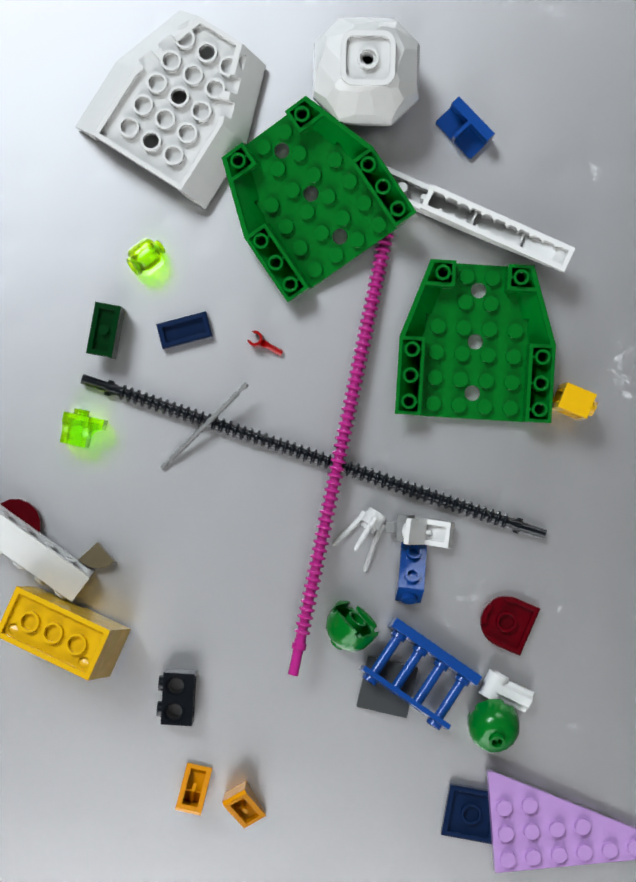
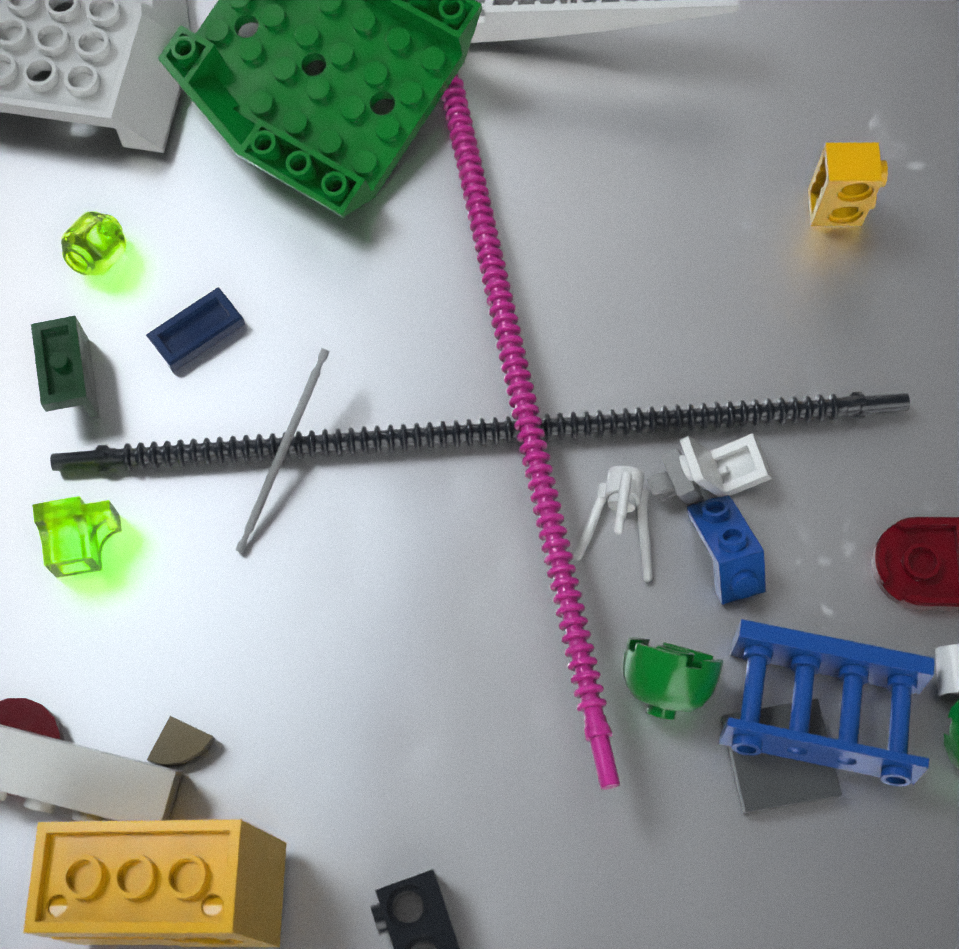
camera: 15 degrees left, 20 degrees down
(265, 344) = (326, 300): red hand -> none
(509, 368) = (724, 165): green wedge -> none

